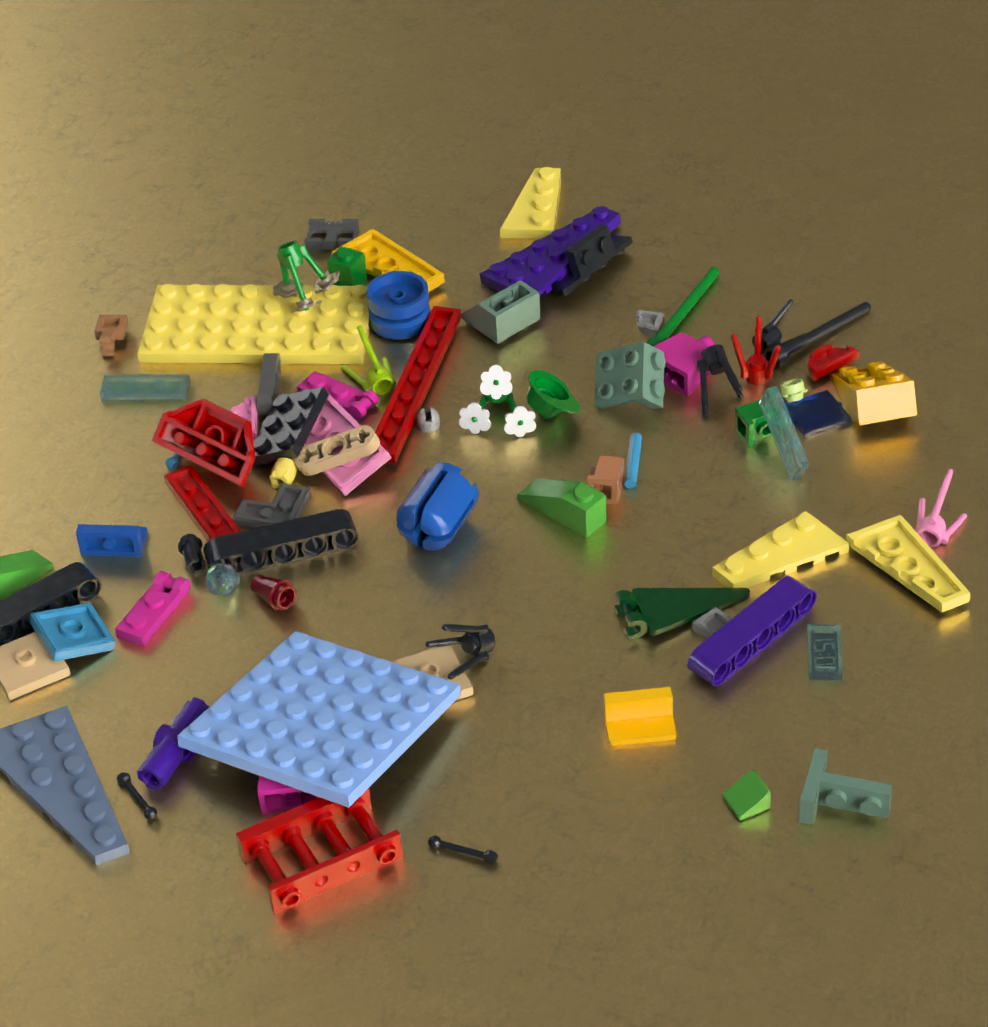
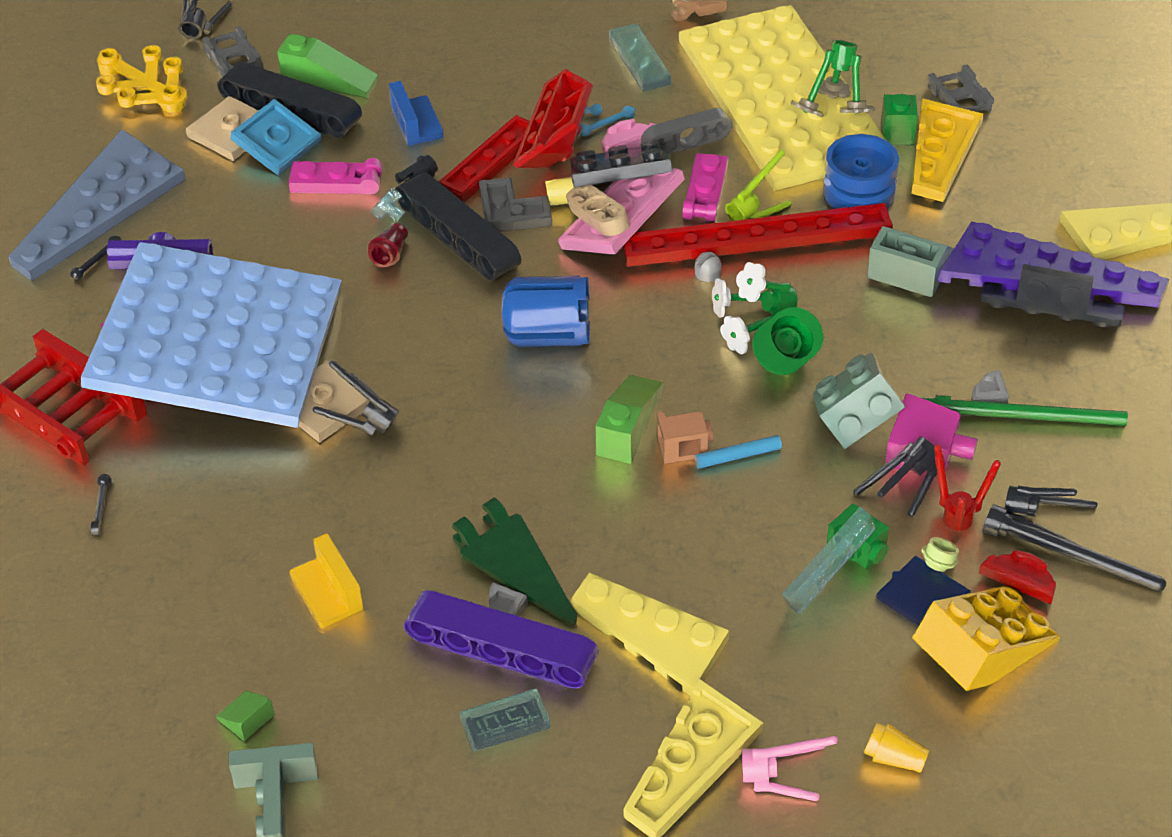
camera: 65 degrees right, 5 degrees up
(942, 461) = (895, 748): none -> yellow cone

